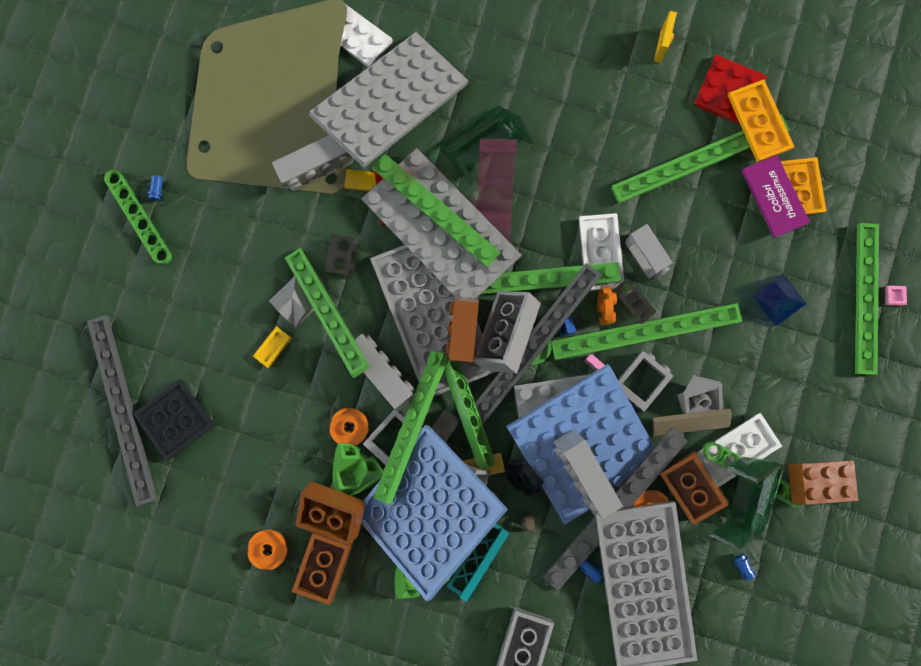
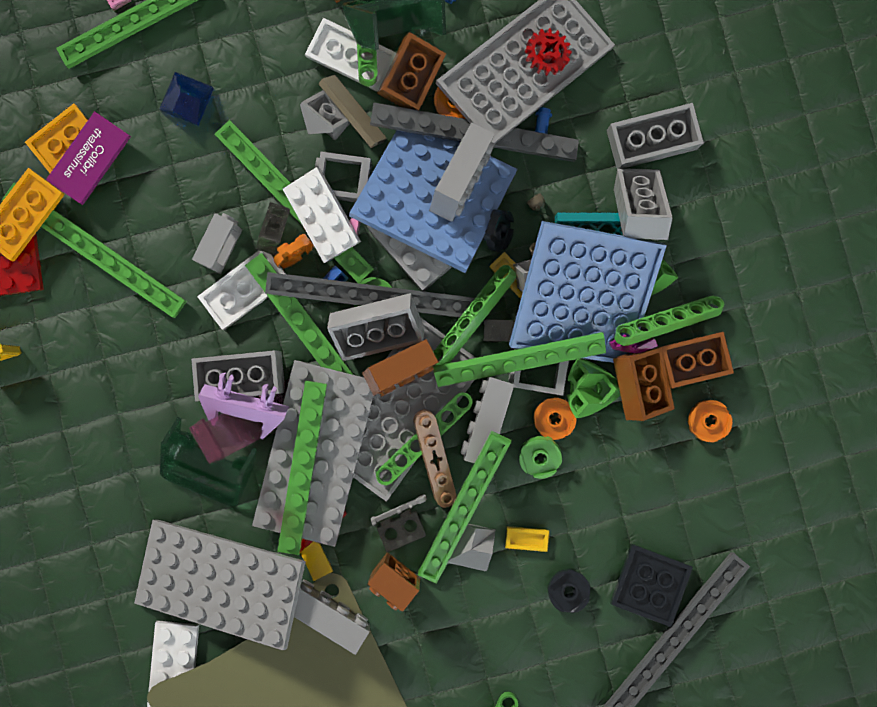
camera: 125 degrees left, 5 degrees up
(205, 362) = (581, 591): none -> black plate
(305, 224) = (394, 582): none -> dark orange brick
(334, 403) = (540, 445): none -> bright green plate
(355, 284) = (420, 499): none -> light grey piece
(363, 527) = (635, 348): none -> magenta slope
(369, 567) = (667, 317): none -> bright green beam
(393, 318) = (430, 440): none -> medium nougat piece
(396, 316) = (406, 448): none -> bright green beam
(472, 605) = (642, 204): none -> light grey brick
(510, 193) = (243, 406): none -> lavender hose
(535, 206) = (248, 369): none -> light grey brick
(622, 345) = (321, 215): none -> white plate
(653, 612) = (550, 60): none -> red gear

